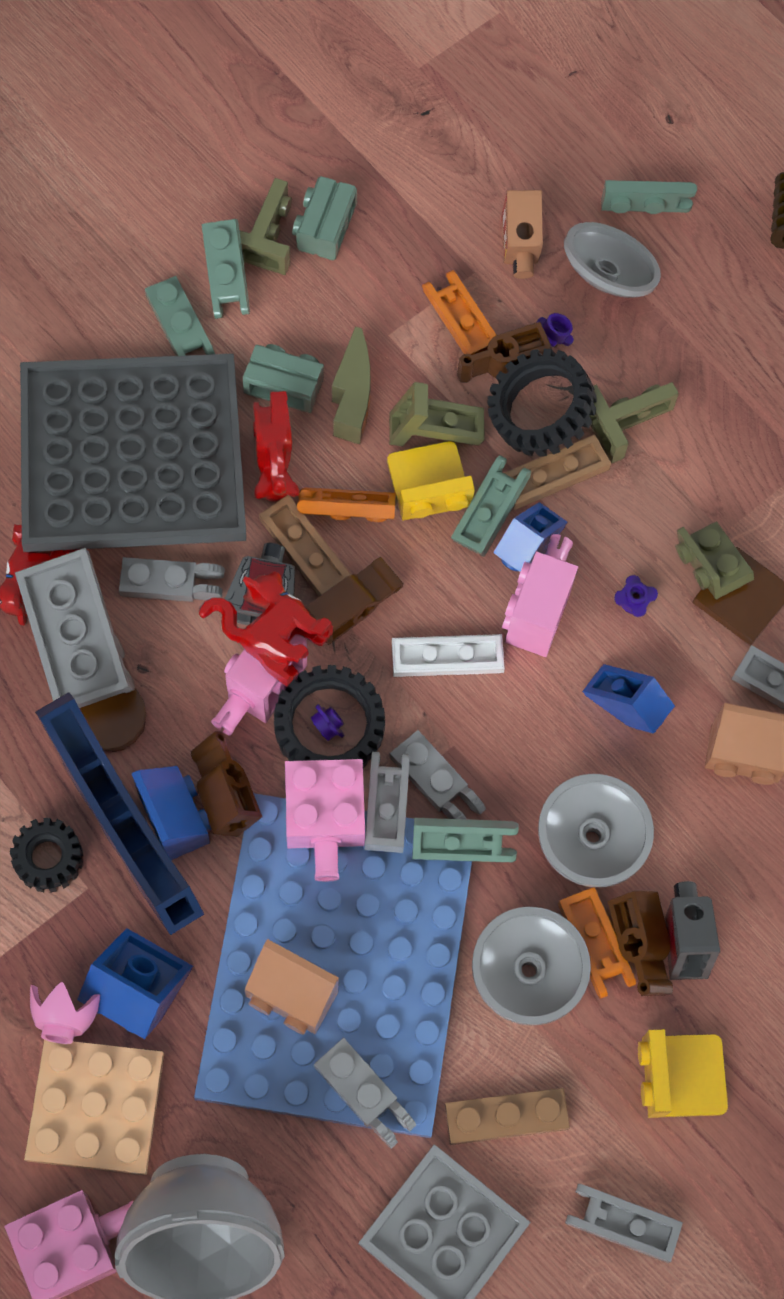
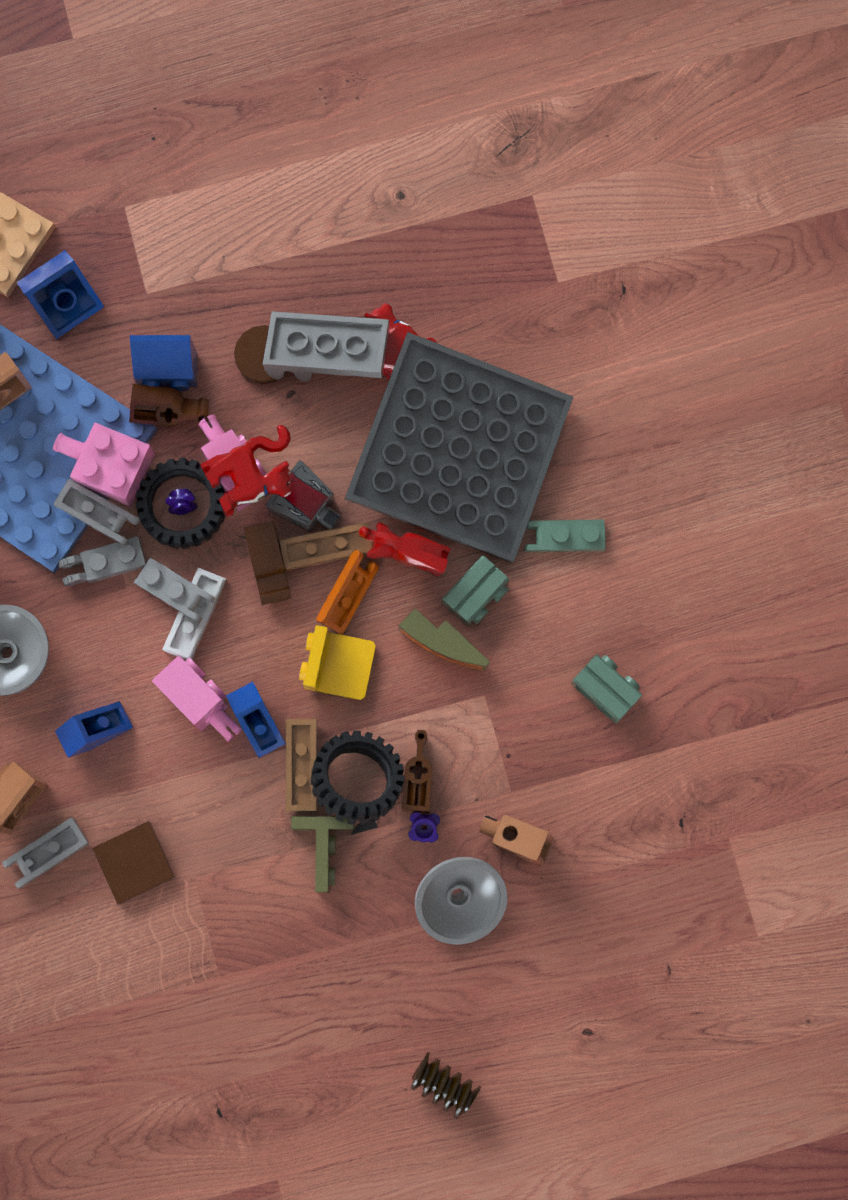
camera: 120 degrees right, 10 degrees up
(30, 839) = (178, 255): black tyre -> none
(58, 1016) = (56, 230): bright pink piece -> none
(118, 815) = (206, 319): dark blue arch -> none
(168, 579) = (349, 438): light grey hinge -> none
(225, 265) = (592, 586): sand green hinge -> none
(260, 245) = (615, 634): olive bracket -> none
(432, 685) = (172, 589): none -> light grey hinge
(434, 419) = (382, 692): olive bracket -> none
(460, 315) = (469, 757): orange hinge -> none
(462, 840) = (40, 551): sand green hinge -> none
(489, 508) = (291, 696): sand green hinge -> none
(629, 603) = (179, 781): dark purple plate -> none
(647, 196) = (510, 968): sand green hinge -> none
(714, 558) = (168, 849): olive bracket -> none

